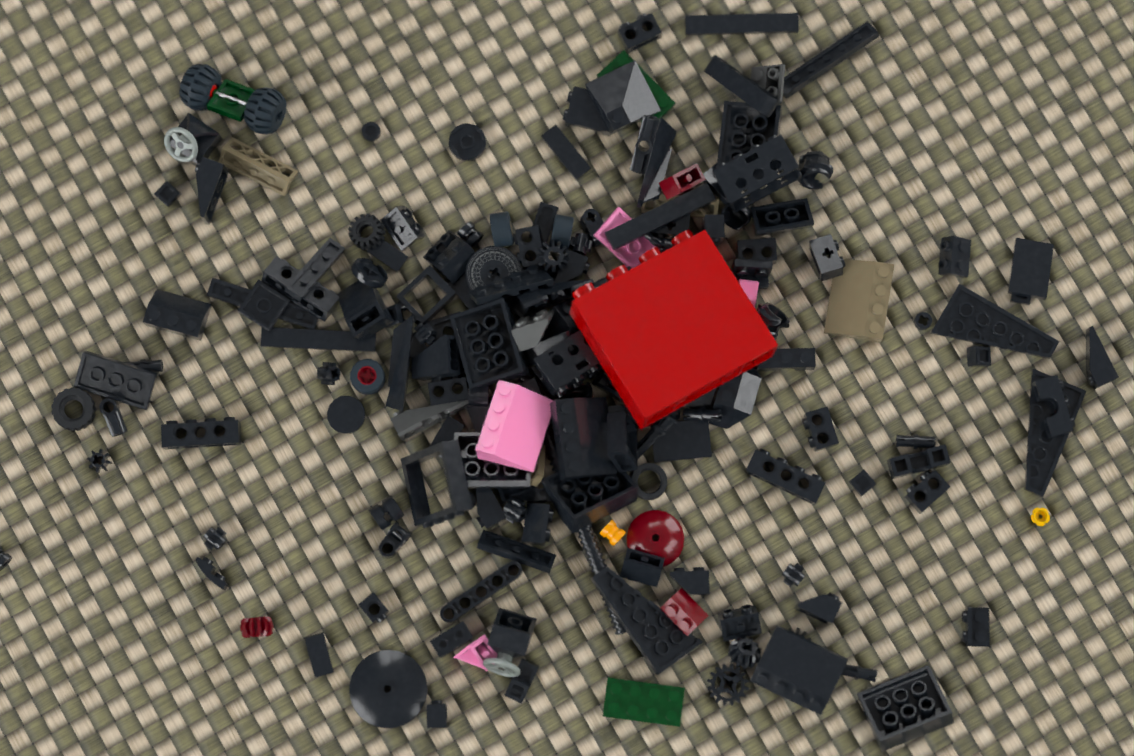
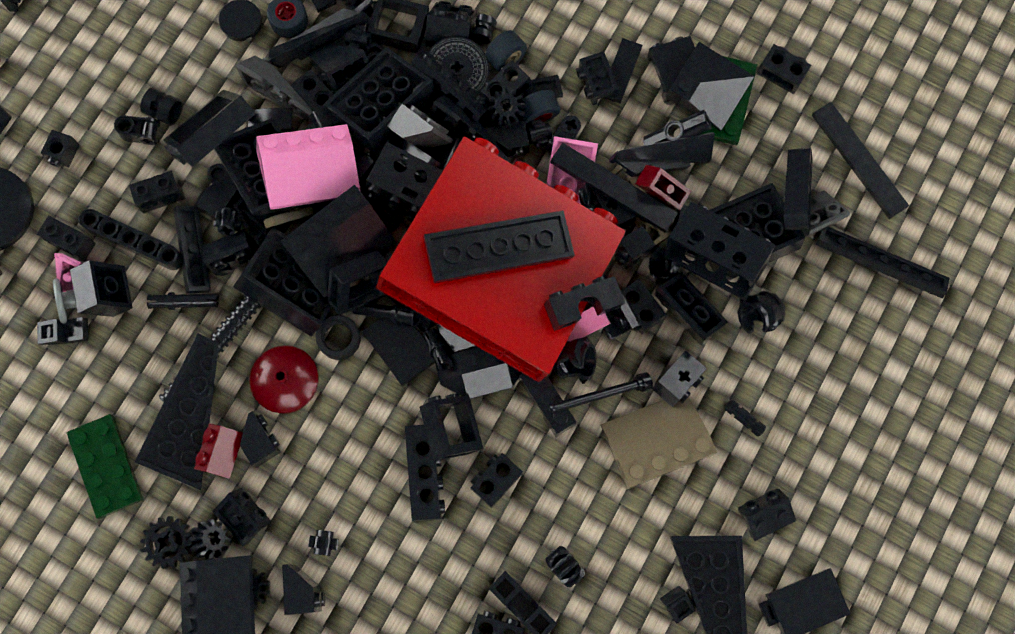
camera: 55 degrees right, 5 degrees down
(455, 552) = (157, 192): none -> black brick
(552, 579) = (174, 301): none -> black pin
(563, 174) = (597, 77): none -> black bracket
(612, 533) = (263, 332): light orange wheel -> none
(642, 567) = (242, 381): black brick -> none
(670, 324) = (498, 246): none -> black plate
(741, 307) = (602, 295): none -> black arch
(761, 447) = (436, 430): none -> black window
(812, 284) = (641, 382): none -> black piece
(862, 483) = (466, 559): black tile -> none
(879, 229) = (745, 418): none -> black axle
(909, 416) = (565, 566): none -> black gear
(915, 441) = (544, 590): black pin -> none
(924, 315) = (685, 519): black bush -> none

